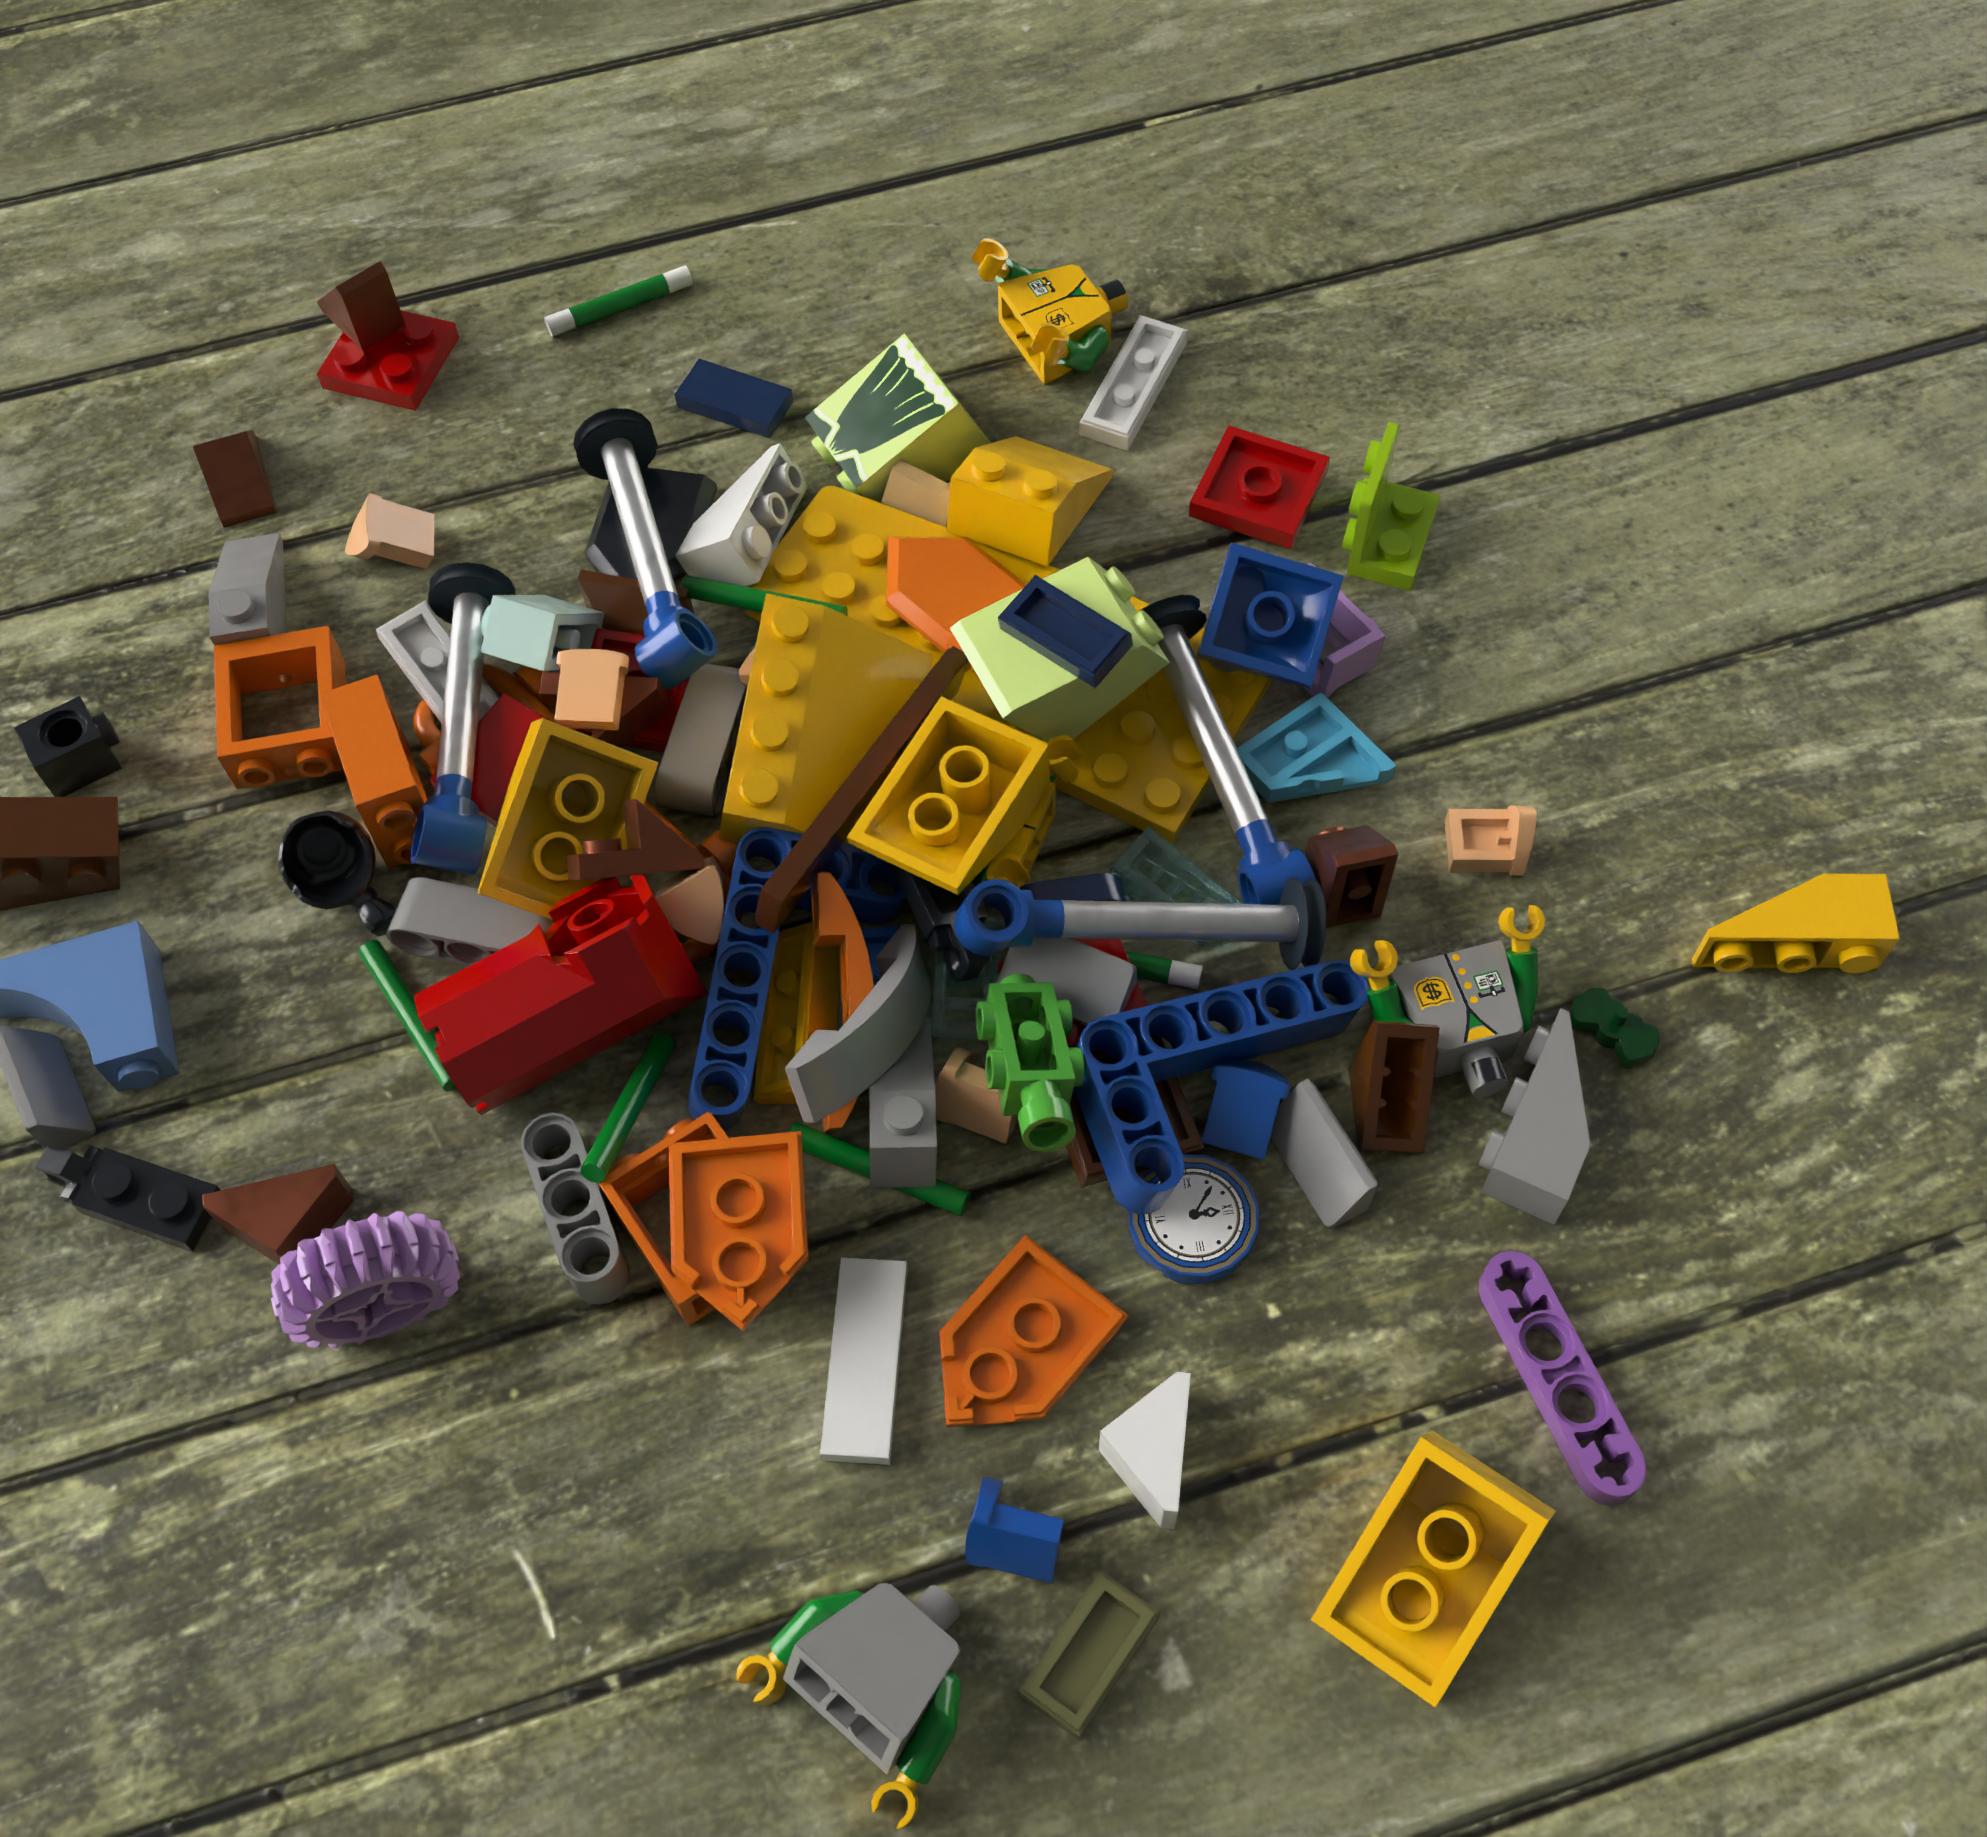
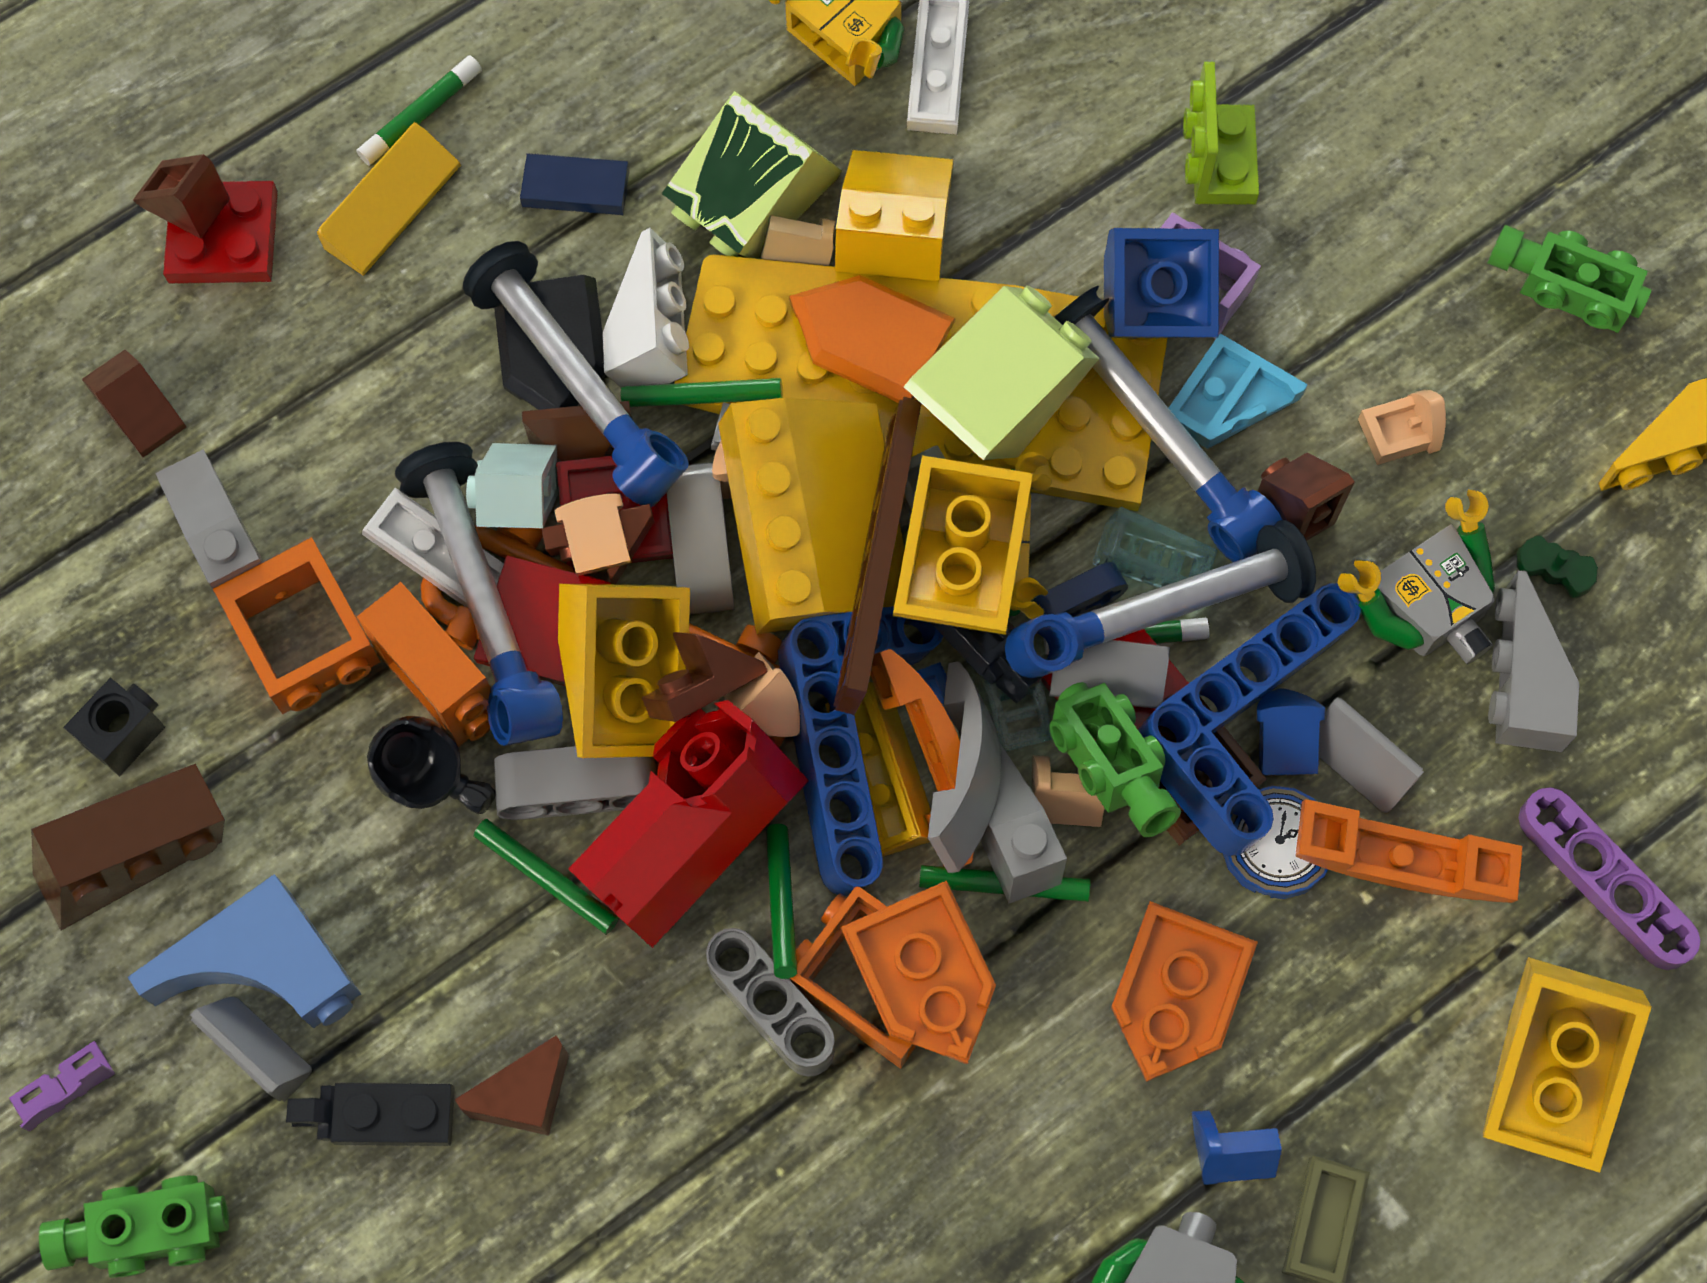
camera: 20 degrees left, 10 degrees up
(364, 1279) = (630, 1125): lavender gear -> none
(392, 533) = (316, 421): light nougat tile -> none
(551, 364) = (387, 199): none -> yellow slope
(864, 1361) = (1059, 1049): white tile -> none
(1065, 631) = (1012, 365): dark blue tile -> none
(1148, 1447) = (1320, 1047): white slope -> none
(1259, 487) = (1093, 142): red plate -> none
(1329, 1278) = (1408, 857): none -> orange slope
(1393, 1085) = (1402, 679): reddish brown slope -> none
(1729, 739) = (1575, 277): none -> bright green brick

